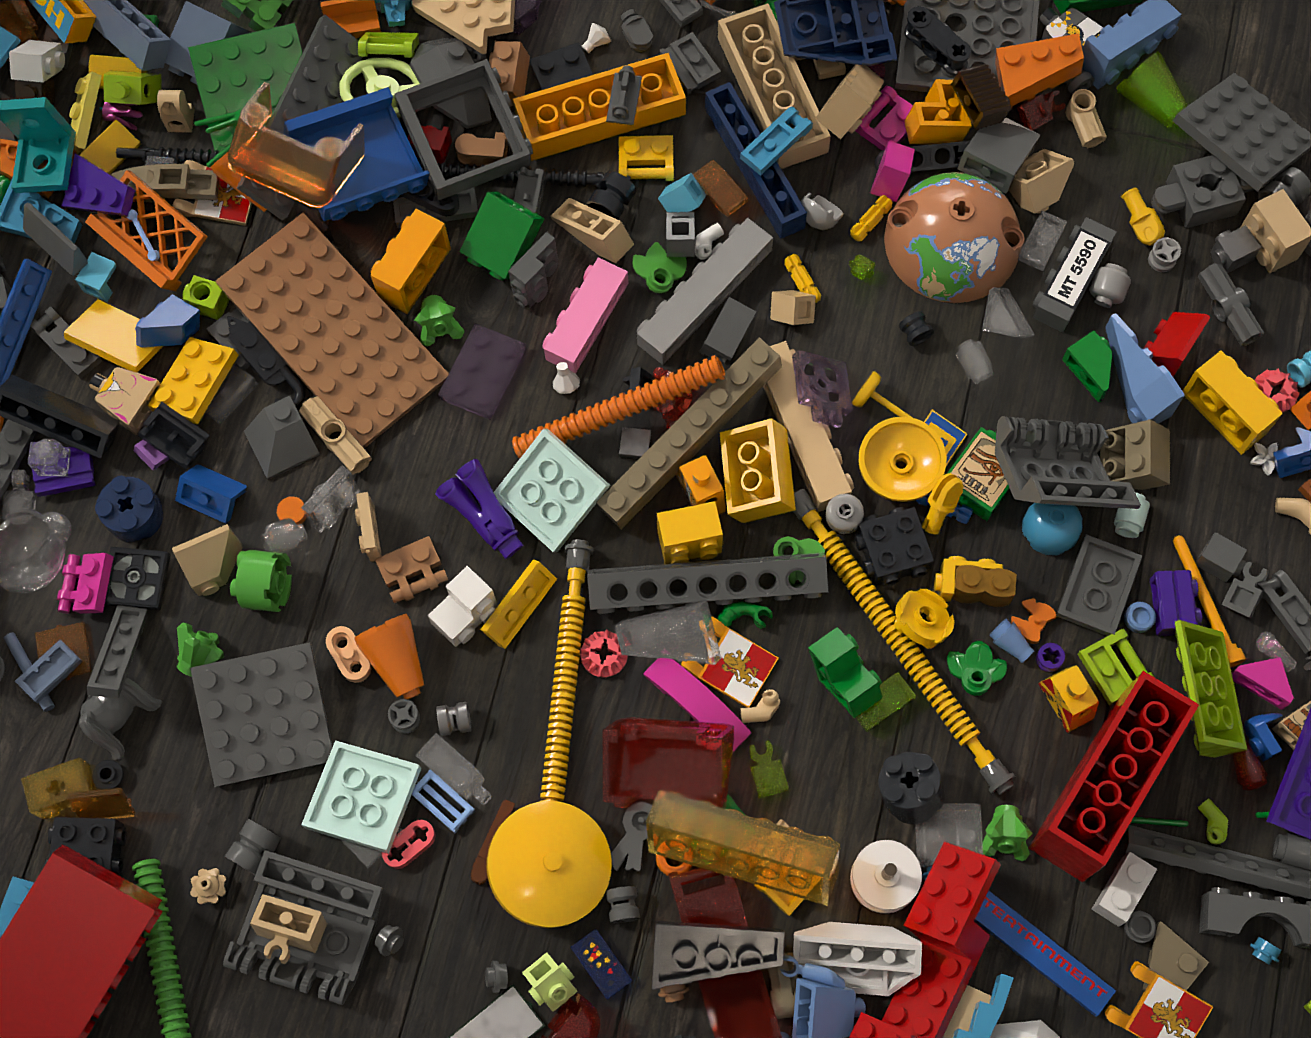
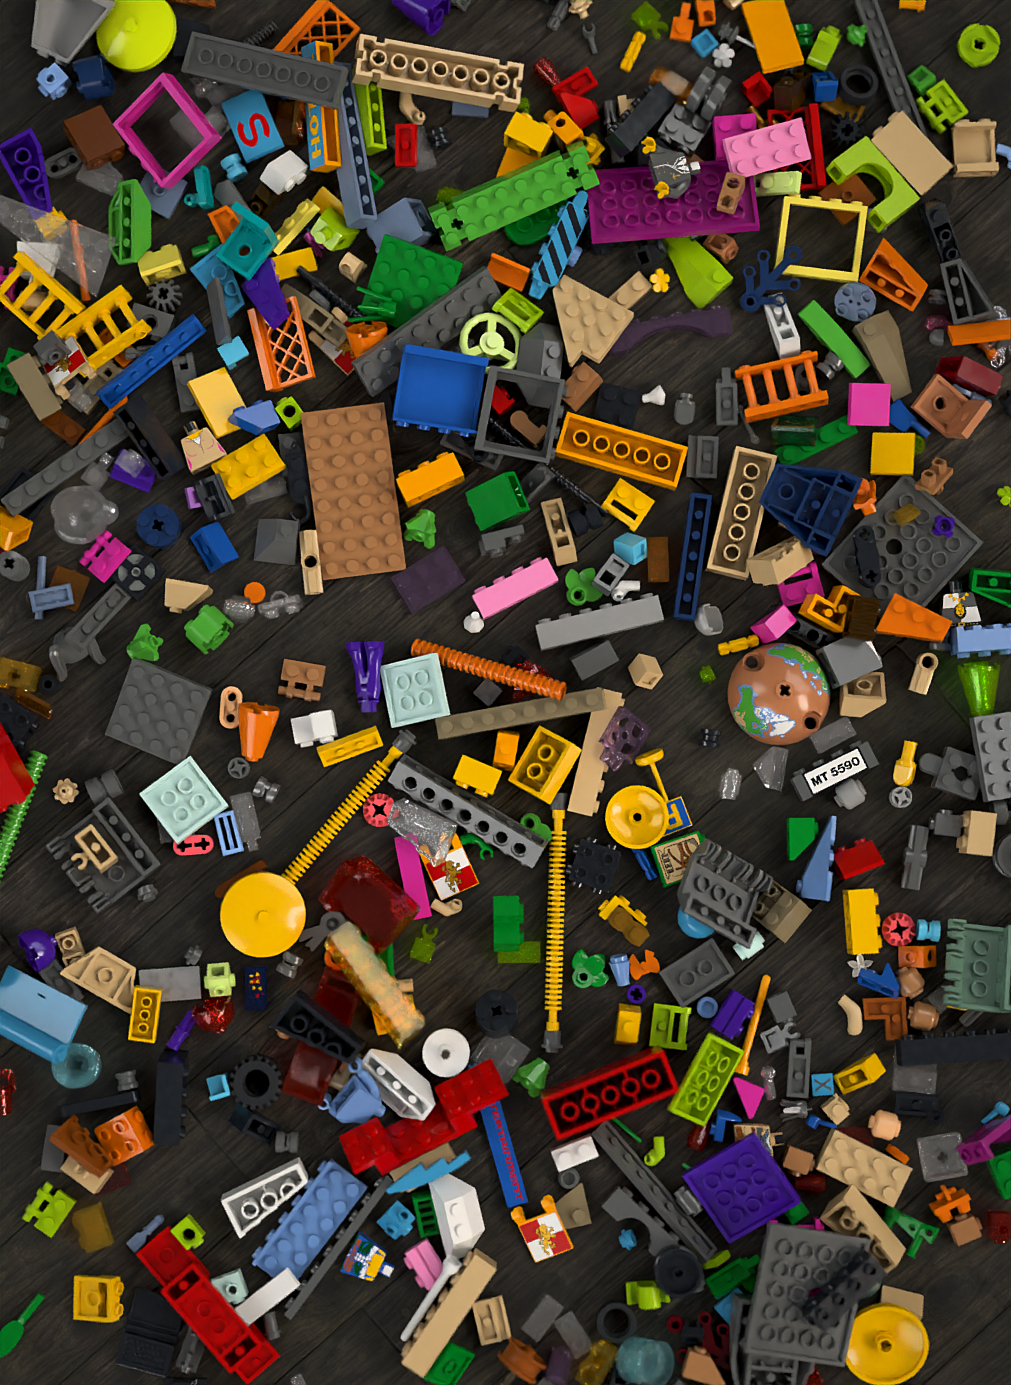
camera: 30 degrees right, 15 degrees up
(153, 255) = (275, 364): light blue hinge -> none
(286, 164) = (386, 372): clear orange windscreen -> none
(366, 518) = (295, 629): tan plate -> none
(624, 96) = (635, 462): dark grey hinge -> none
(775, 140) = (709, 559): dark azure plate -> none
(801, 276) = (666, 654): yellow axle -> none
(839, 522) = (585, 829): light grey head -> none
(910, 622) = (567, 917): yellow plate -> none
(942, 501) = (640, 860): yellow arm -> none
(1038, 110) = (897, 646): clear red plate -> none

